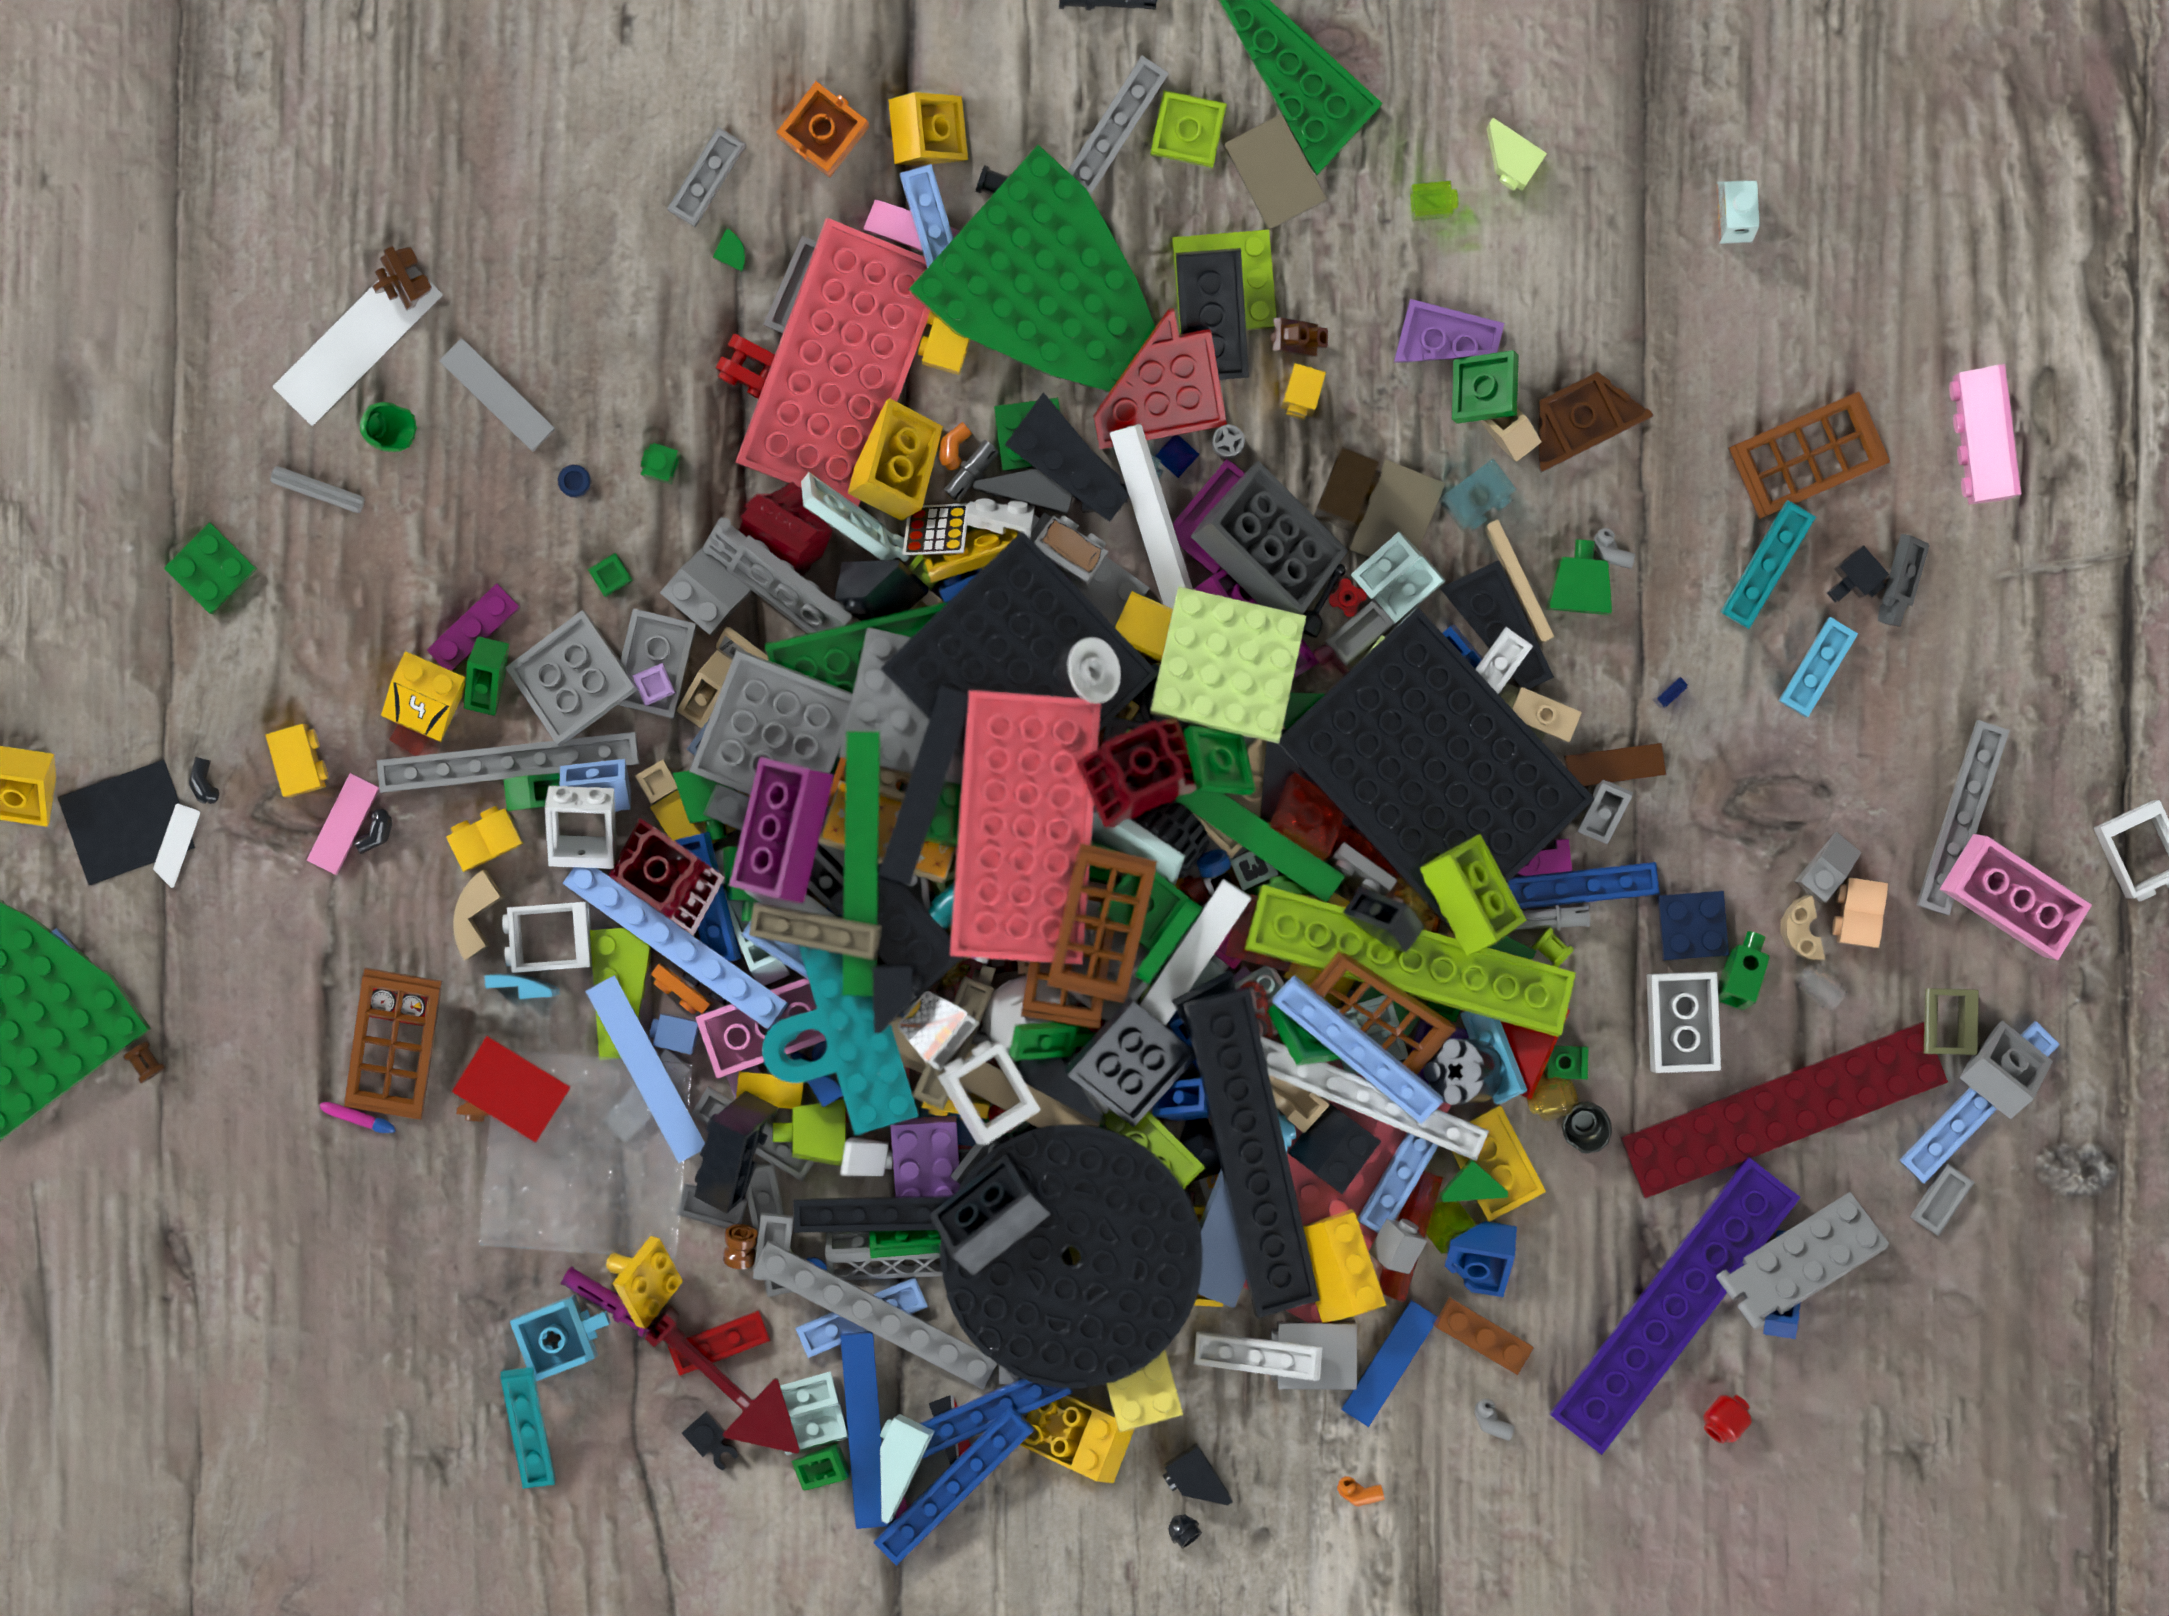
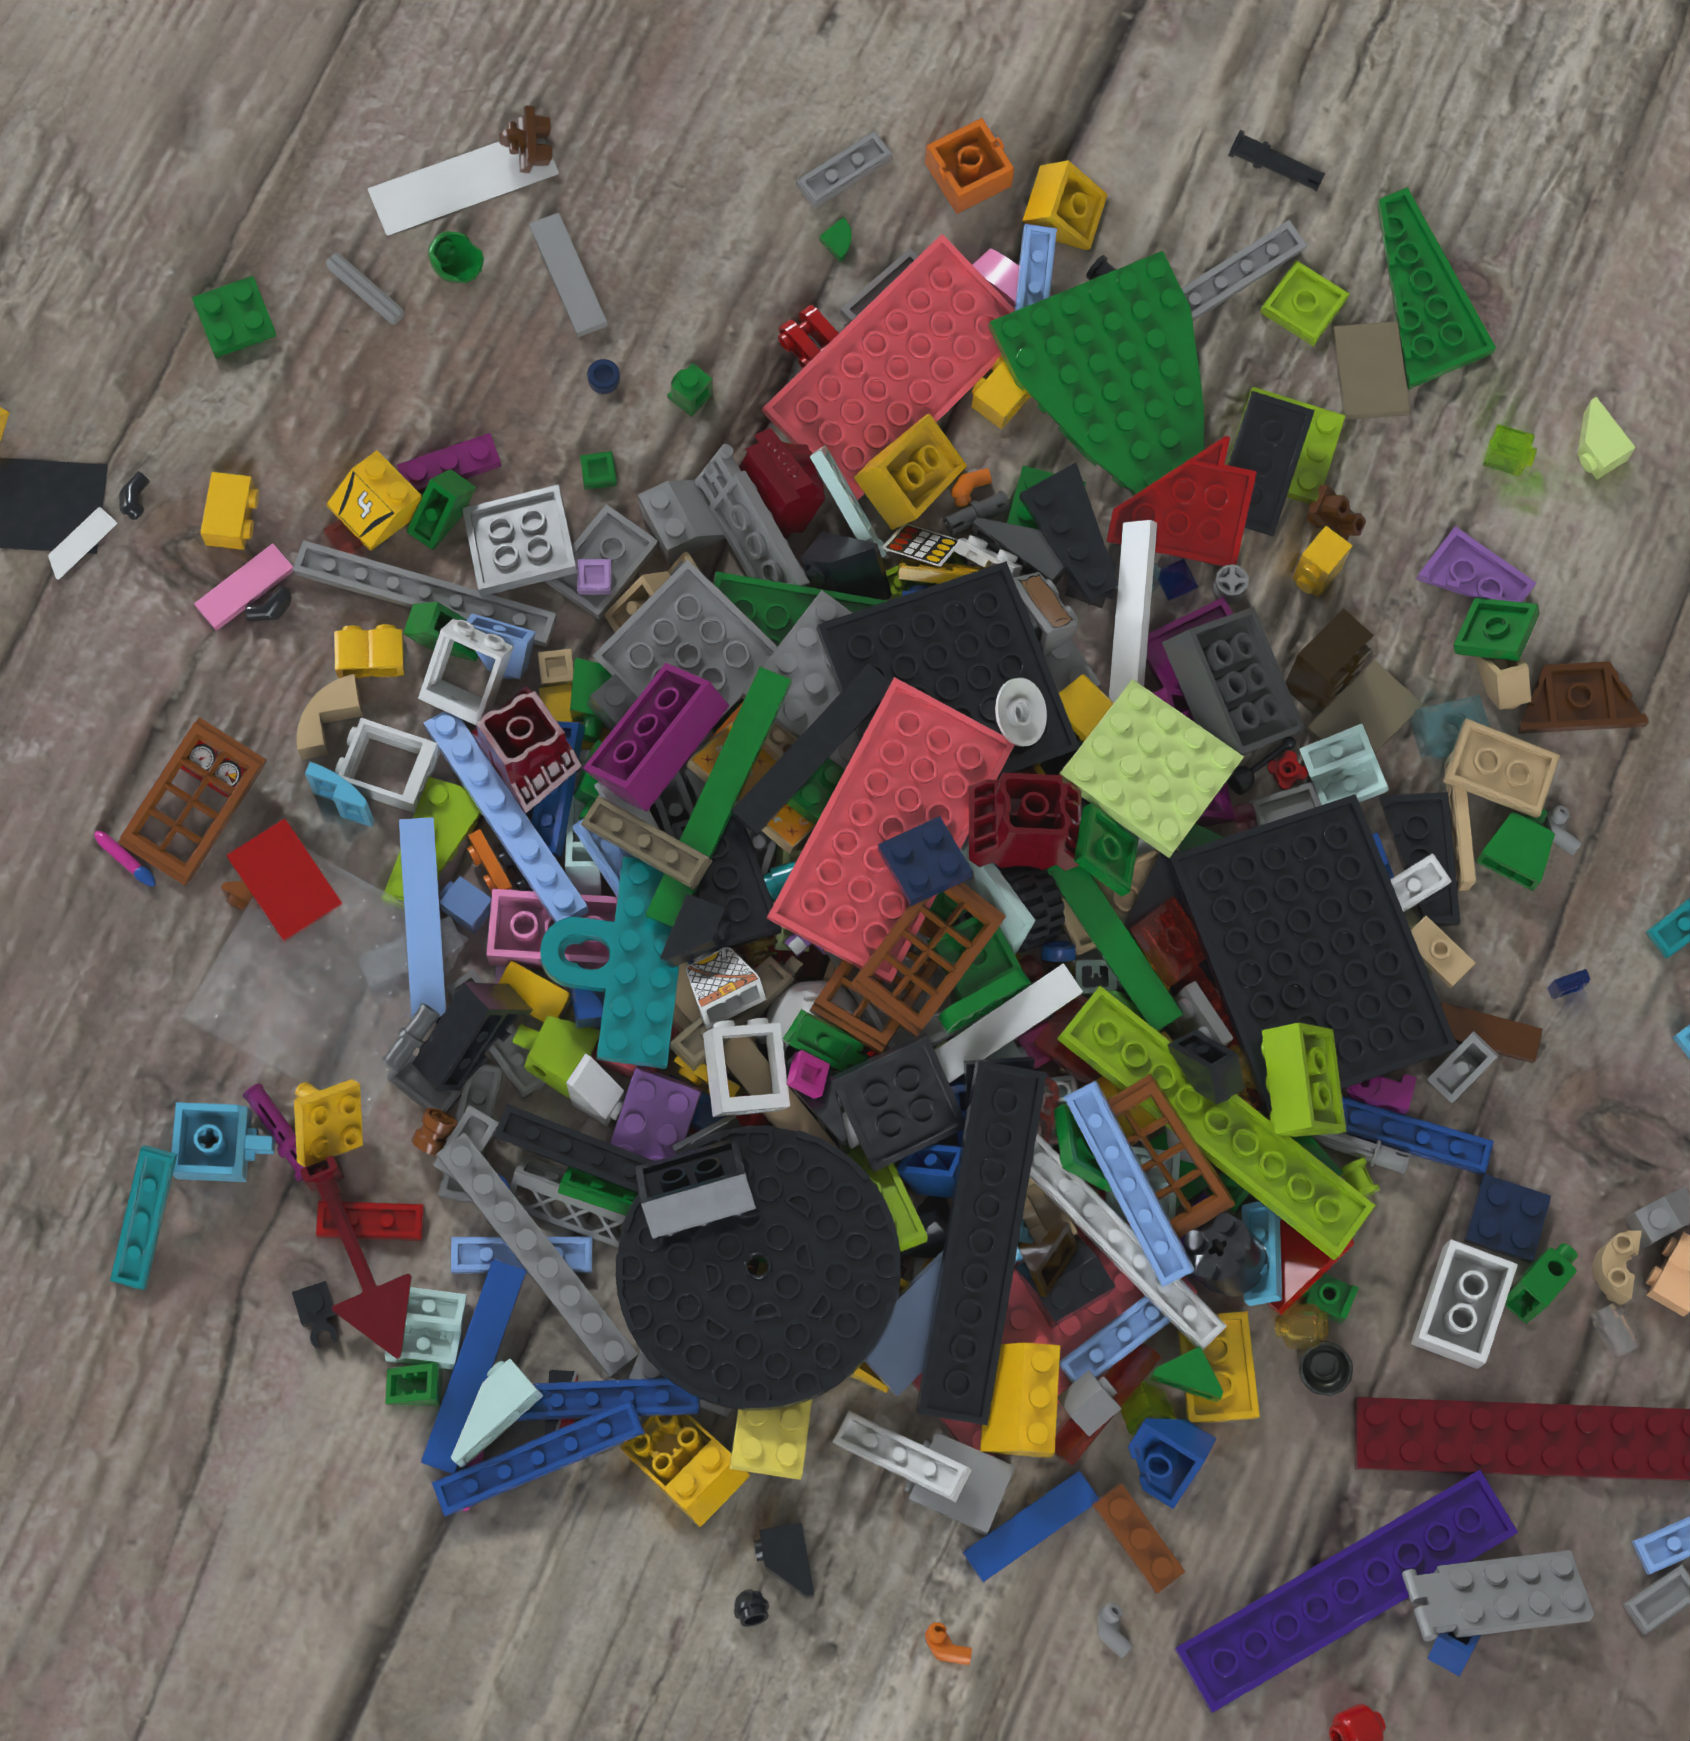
camera: 20 degrees right, 15 degrees down
(684, 1177) = (410, 1037): none -> dark grey pin
(1044, 1075) = (808, 1074): none -> dark pink plate
(1067, 848) = (925, 861): none -> dark blue plate
(1315, 1145) = (1050, 1258): none -> dark brown slope
(1538, 521) = (1501, 768): none -> tan tile

